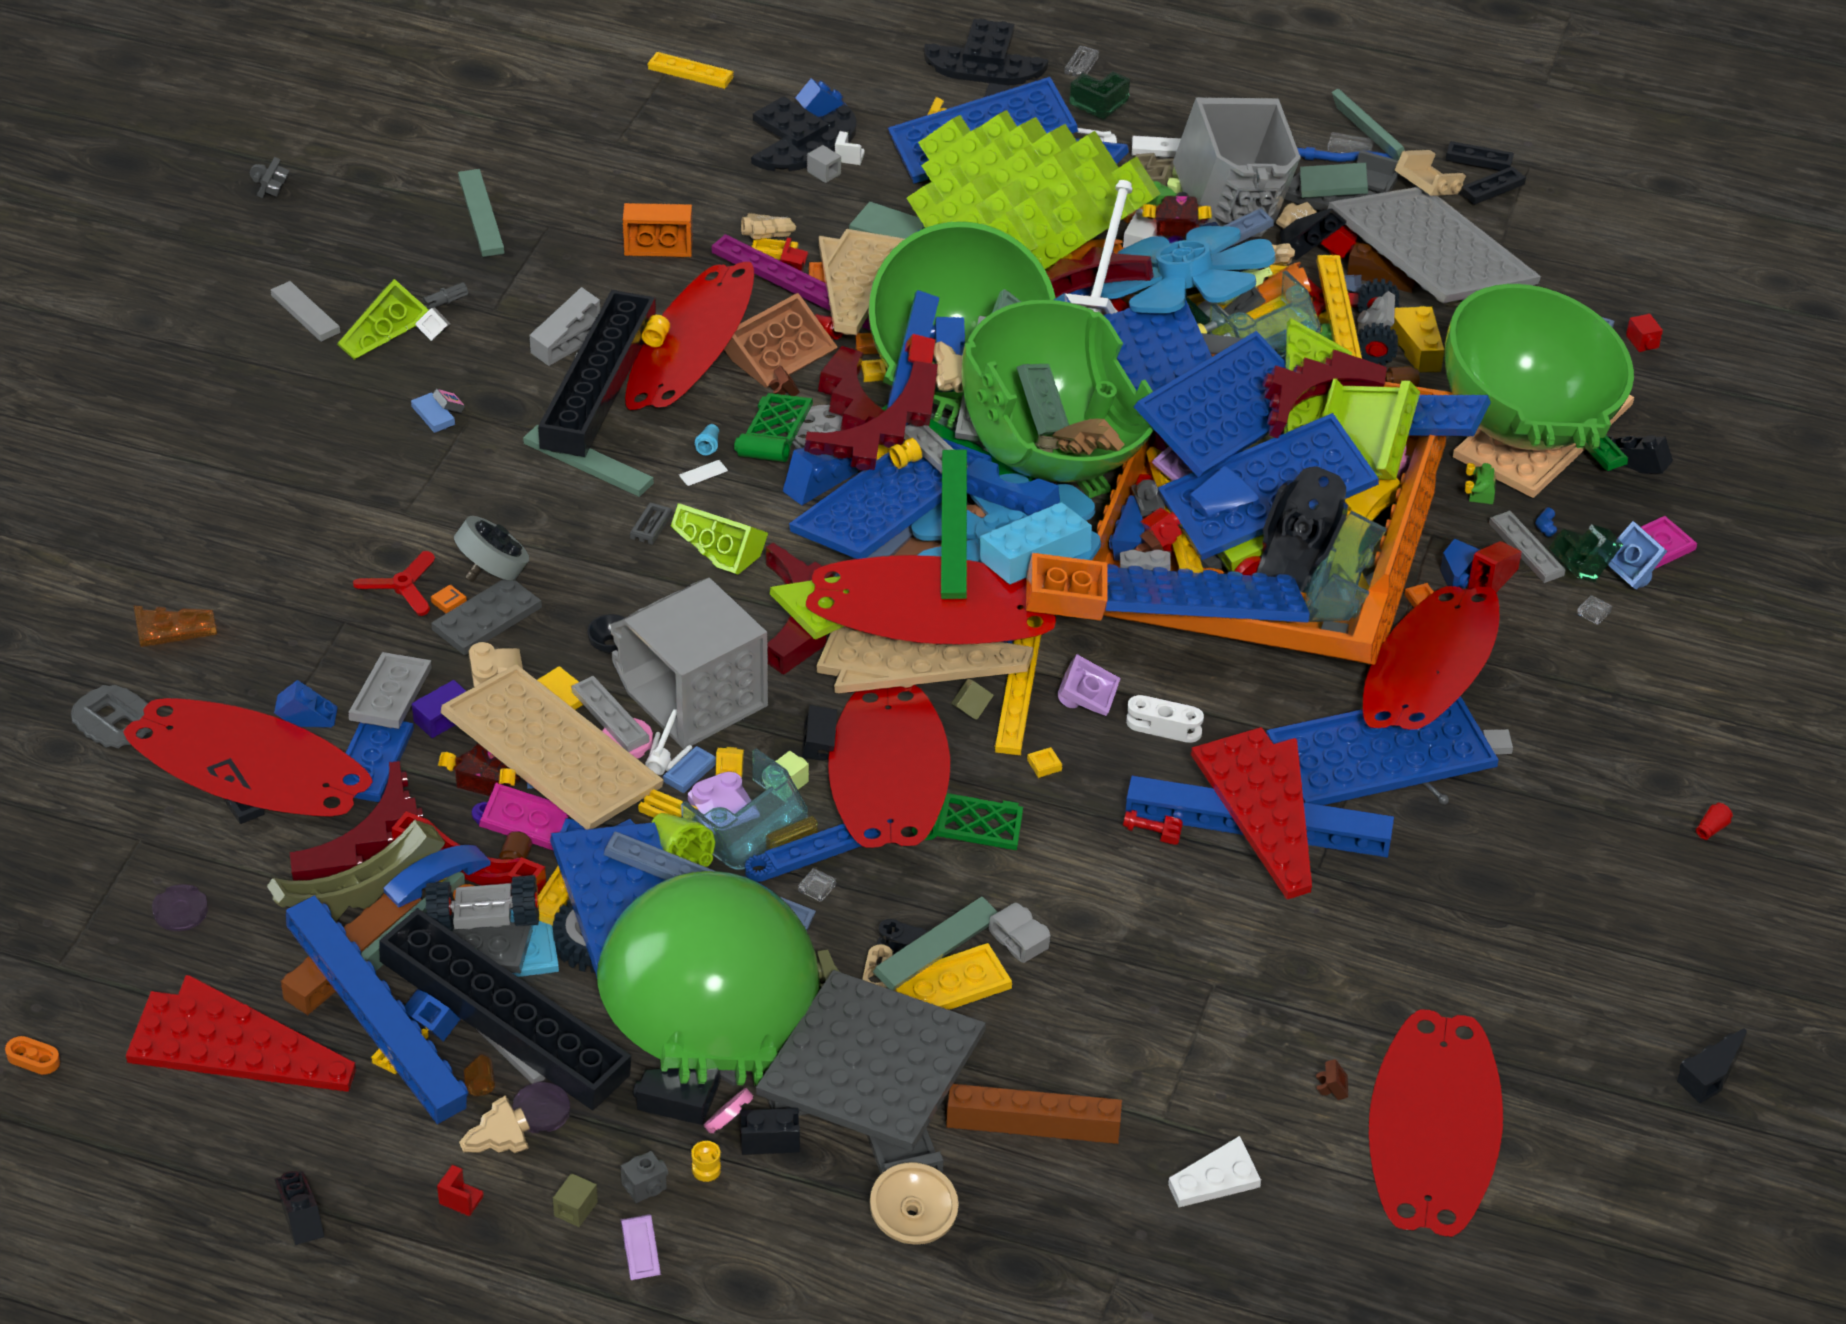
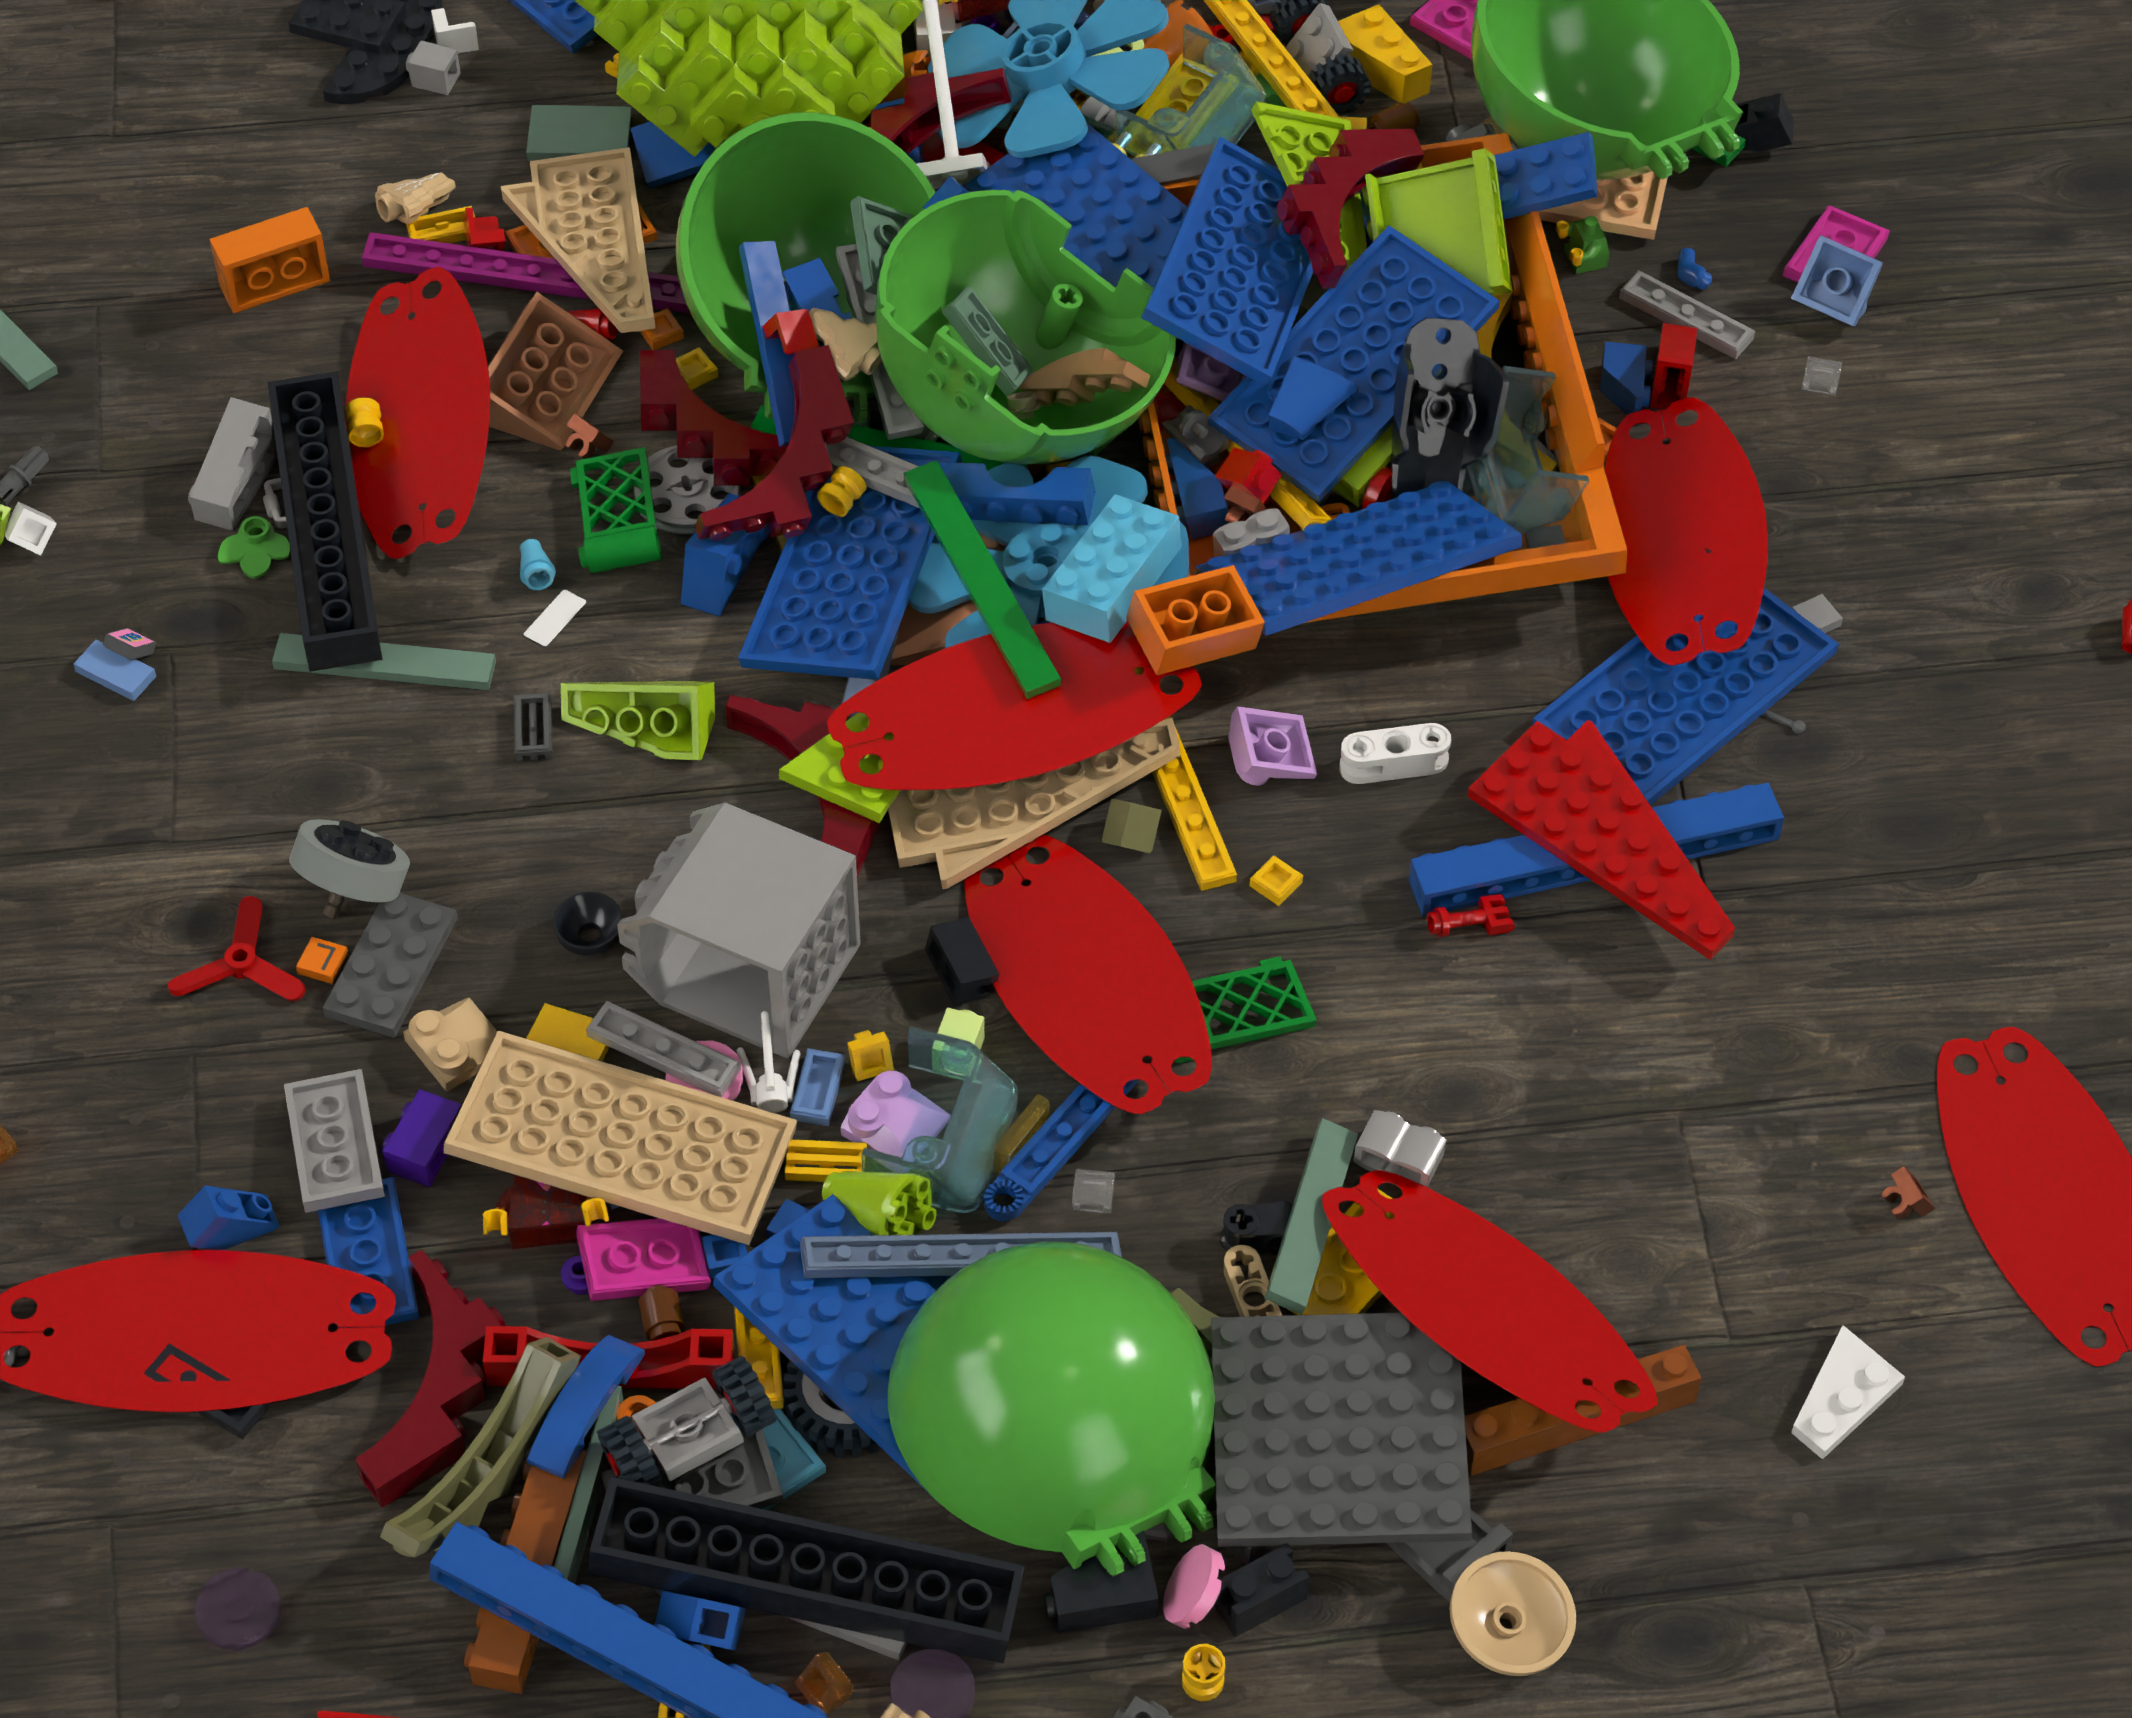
camera: 25 degrees left, 10 degrees up
(550, 376) = (254, 547): none -> bright green plate
(1011, 1026) = (1489, 1300): none -> red piece
(1586, 554) = (1777, 304): clear green brick -> none

